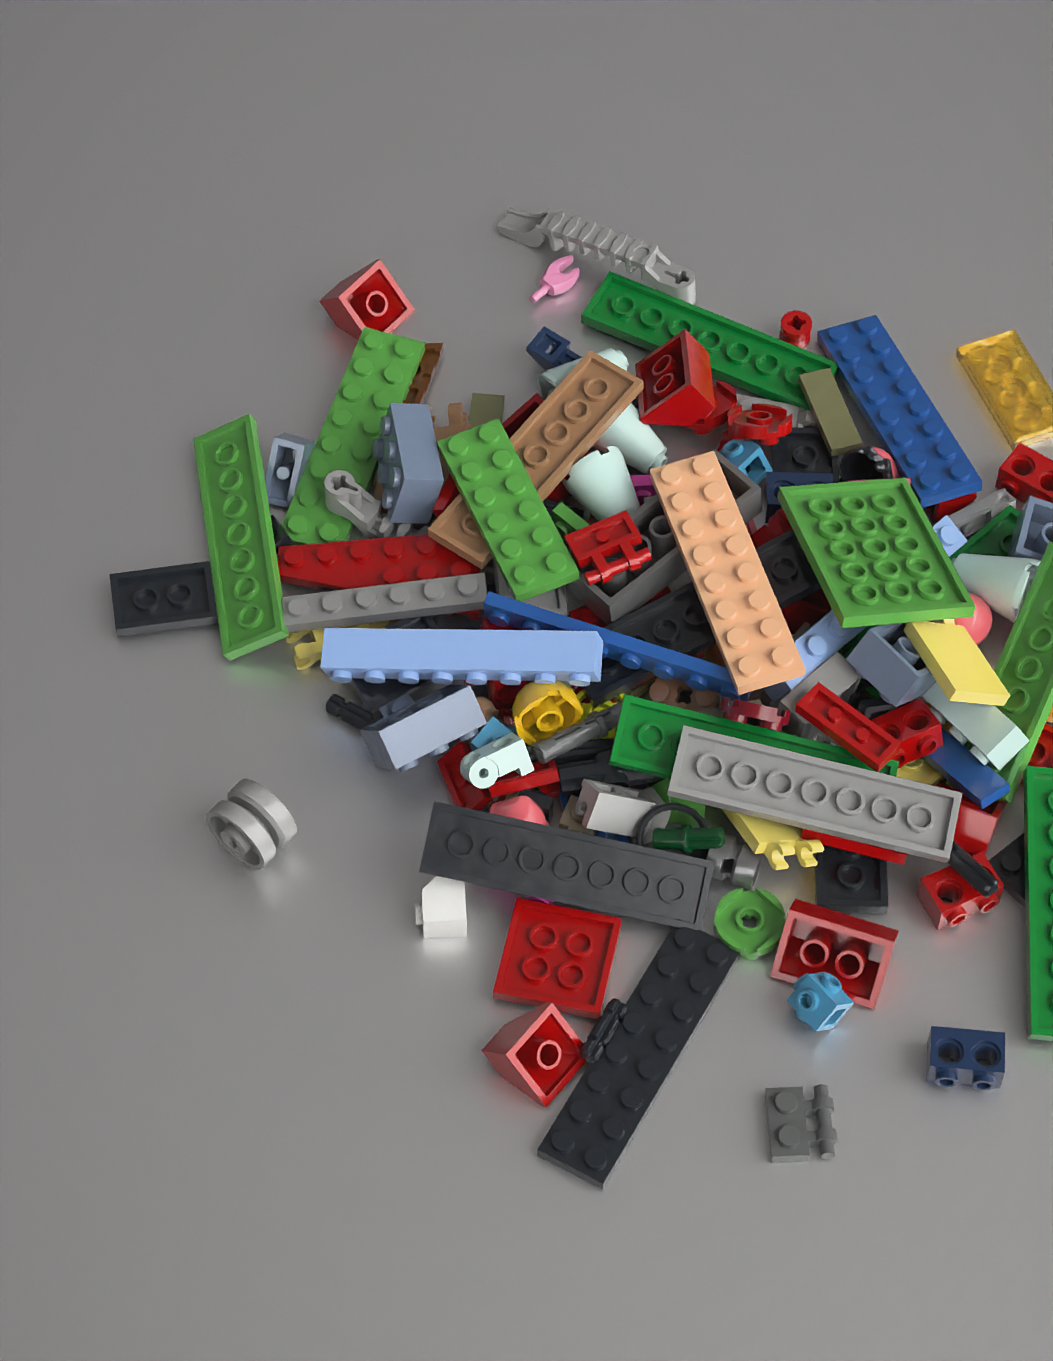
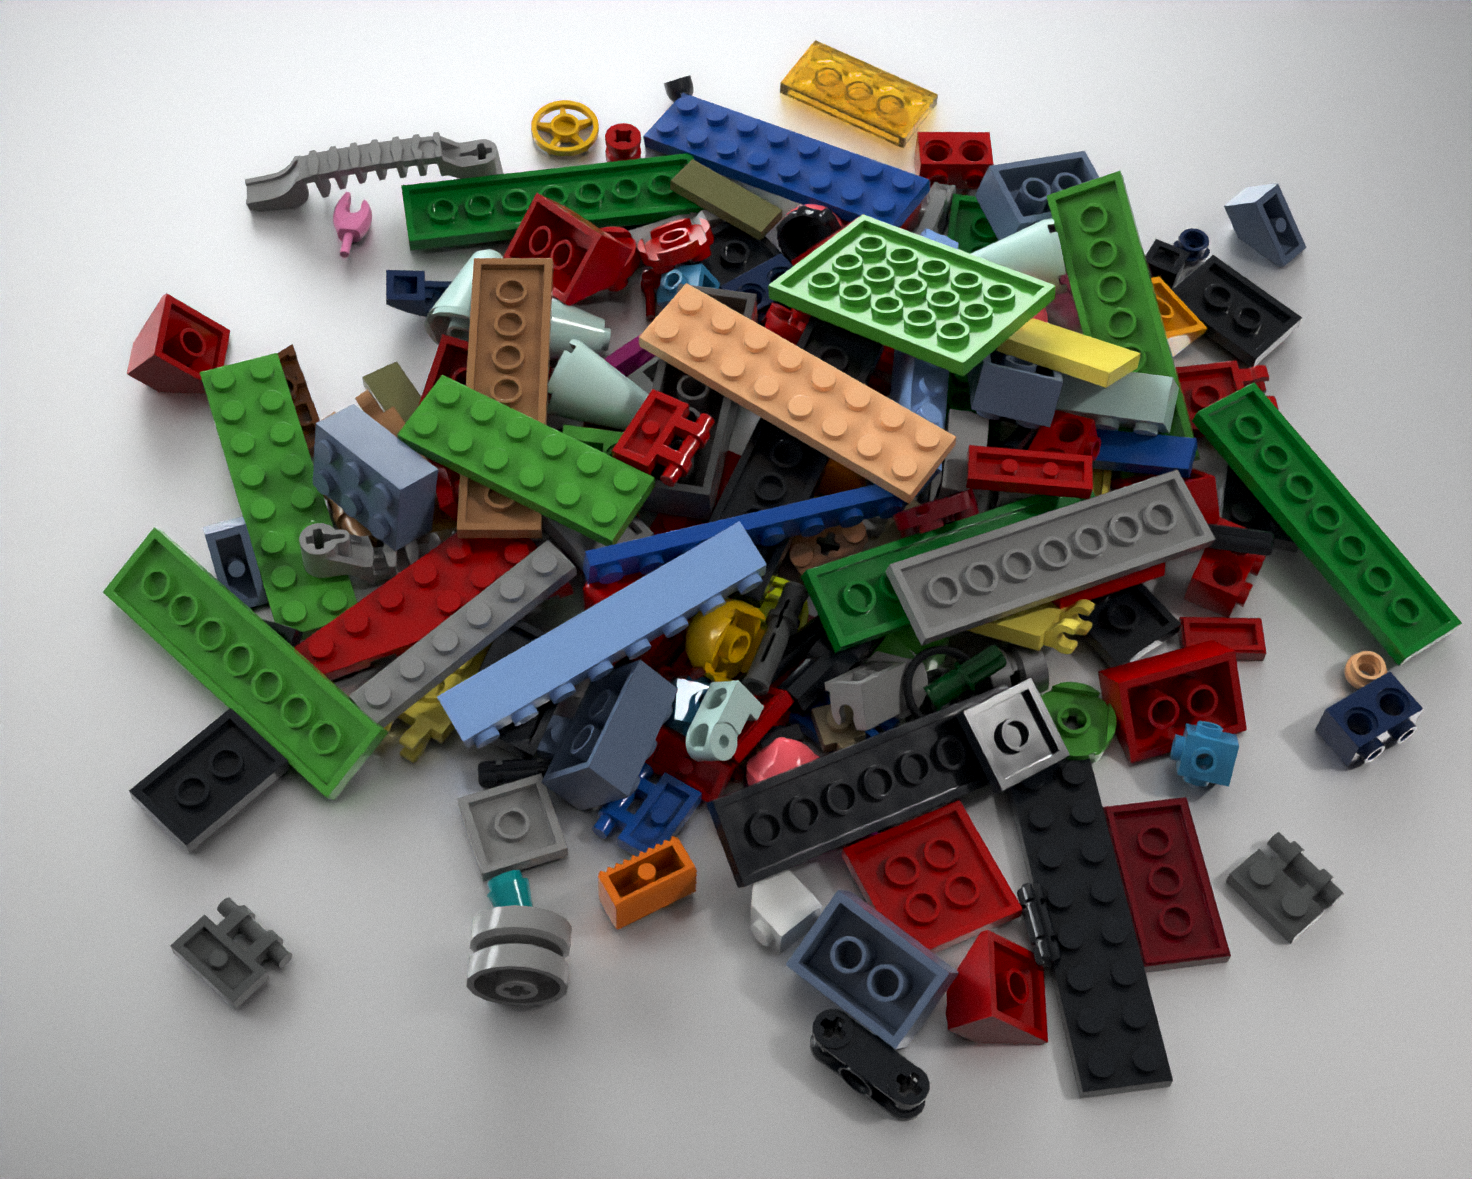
camera: 40 degrees left, 0 degrees up
(82, 715) = (221, 961): none -> dark grey plate
(285, 786) = (509, 890): none -> teal cone
(321, 747) = (512, 827): none -> light grey plate
(370, 833) = (646, 882): none -> orange brick
(412, 803) = (659, 817): none -> blue plate
(414, 1038) = (869, 1064): none -> black piece
(462, 979) = (872, 969): none -> sand blue brick
(687, 897) = (1012, 735): none -> plate
(717, 1066) = (1166, 885): none -> dark red tile
(767, 294) = (565, 128): none -> yellow wheel
(877, 308) = (678, 86): none -> black hinge
(918, 938) = (1238, 634): none -> red tile
(1004, 1019) = (1364, 661): none -> light nougat plate

